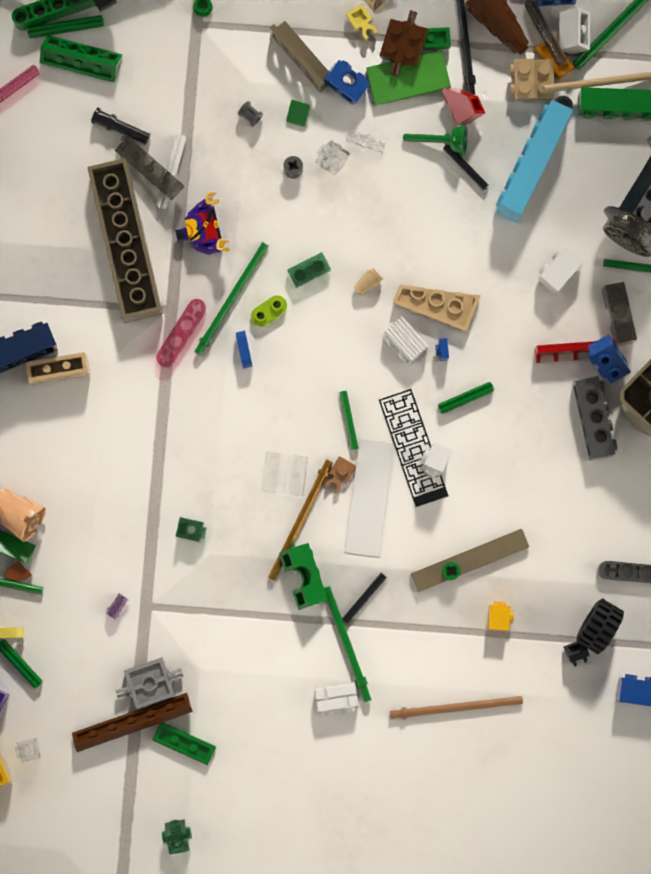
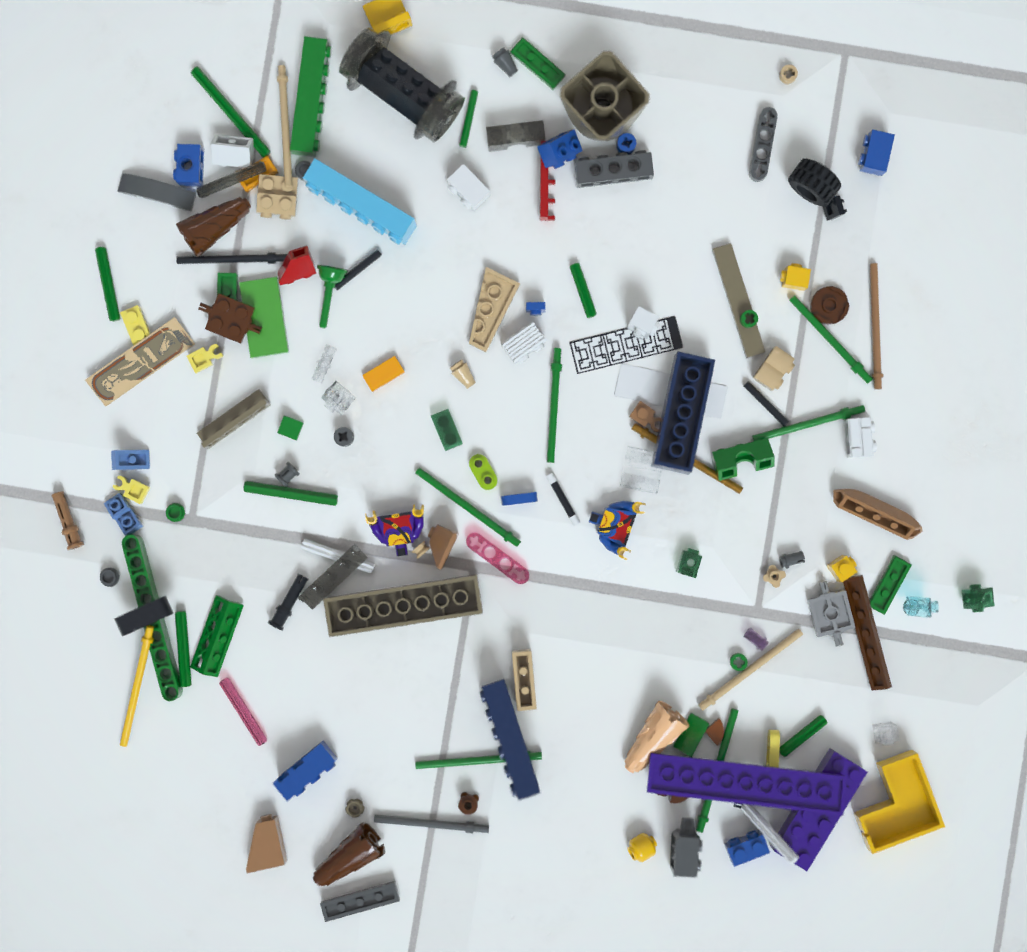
camera: 75 degrees left, 5 degrees up
(51, 564) = (749, 670): none -> tan bar
(96, 594) = (742, 657): none -> green bush
(163, 774) = (920, 606): none -> clear light blue hips
(183, 254) = (421, 549): none -> tan bush
(190, 273) = (441, 544): none -> medium nougat slope
(190, 618) = (768, 577): none -> tan plate
(198, 690) = (842, 568): none -> yellow brick
(203, 637) = (791, 559): none -> dark grey pin
(224, 450) = (616, 525): none -> torso
(231, 119) = (290, 493): none -> green axle
(247, 395) = (563, 500): none -> black bar
(258, 722) = (877, 512): none -> medium nougat brick
(334, 80) = (262, 388): blue brick -> none
(346, 508) = (683, 413): none -> dark blue brick
(349, 420) = (595, 404): green bar -> none
(361, 202) = (383, 373): none -> light orange tile
(382, 376) = (556, 368): none -> green bar
(401, 601) = (774, 368): none -> tan brick
(411, 689) = (856, 367): none -> green bar
(474, 656) = (829, 305): none -> reddish brown tile
(619, 431) = (623, 146): none -> blue wheel

